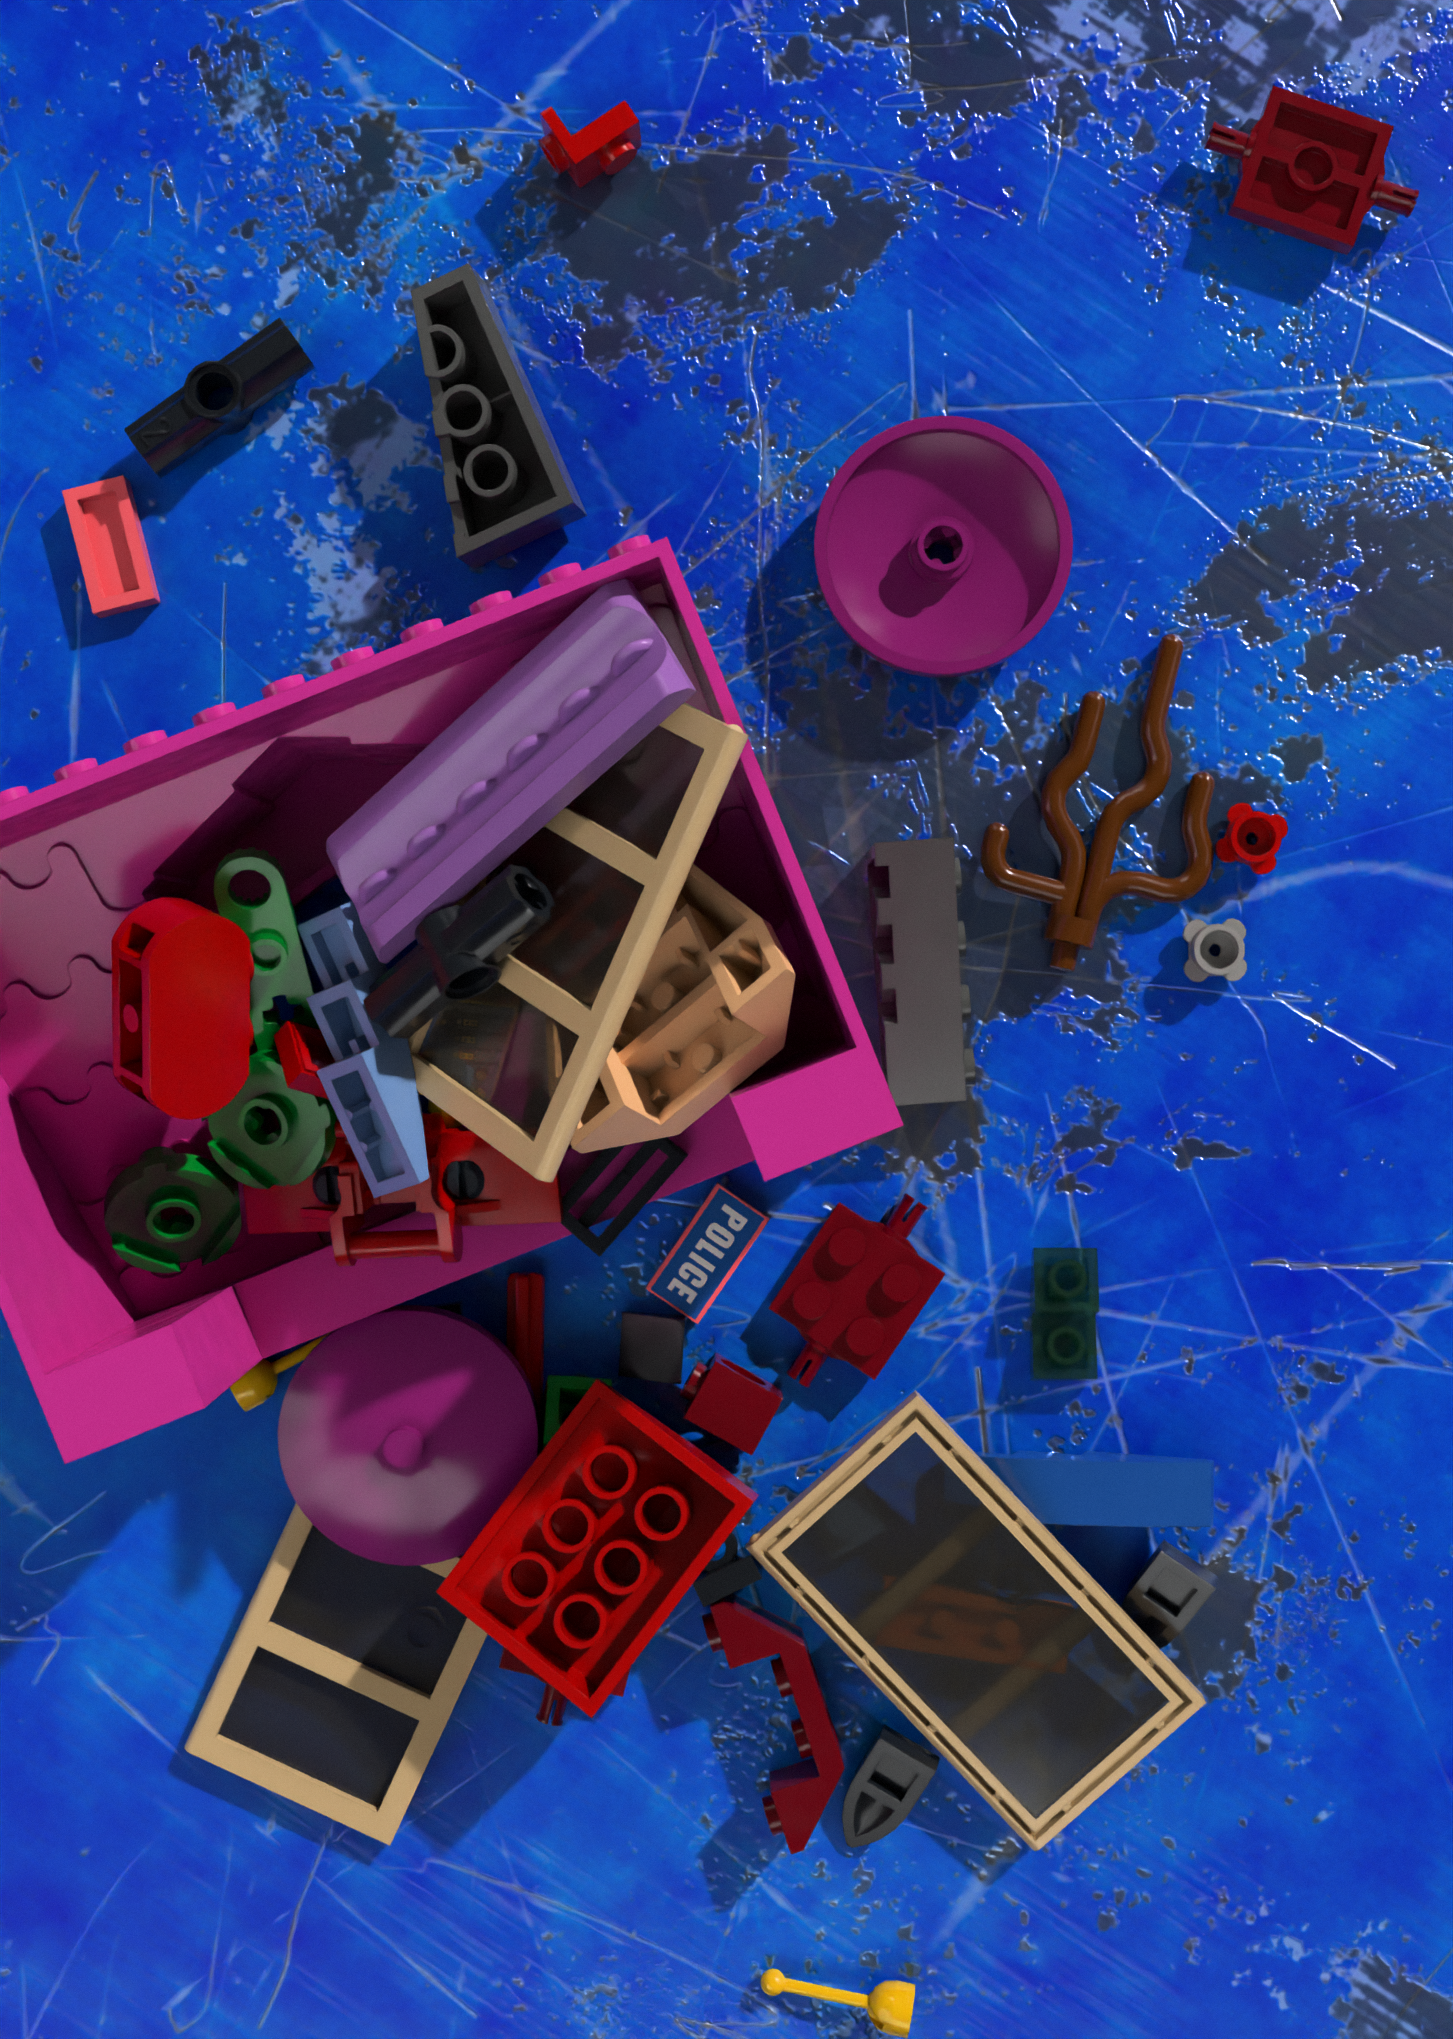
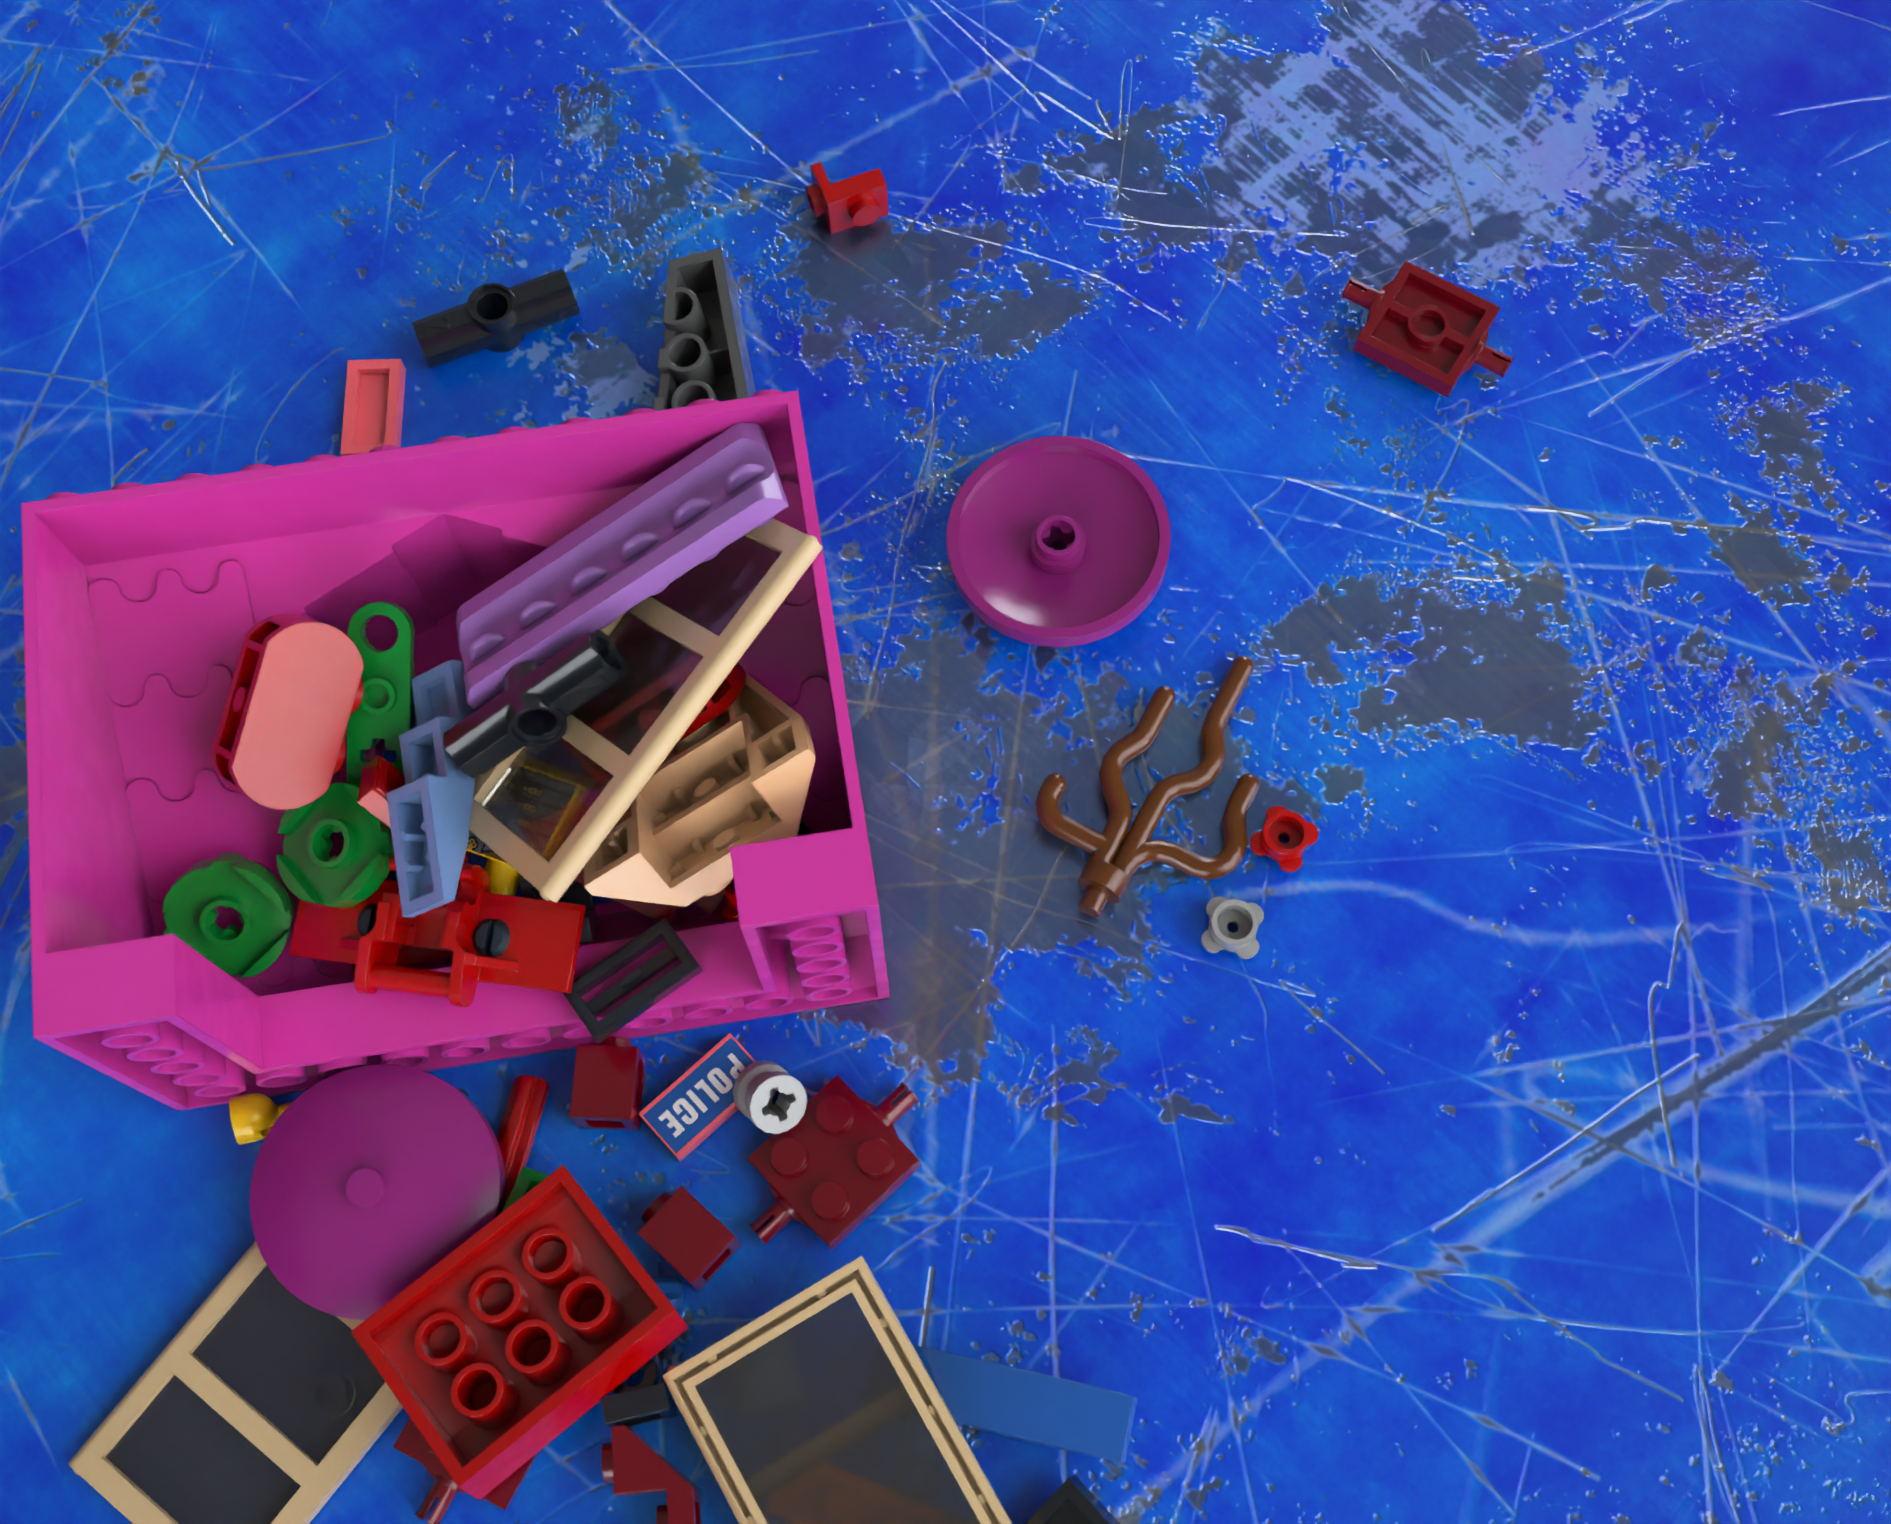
camera: 15 degrees right, 20 degrees down
(613, 1279) = (608, 1085): none -> dark red brick
(652, 1346) = (631, 1171): black slope -> none
(778, 1245) = (756, 1089): none -> light grey wheel
(918, 970) = (956, 879): dark grey wedge -> none
(1063, 1314) = (1024, 1231): slope -> none

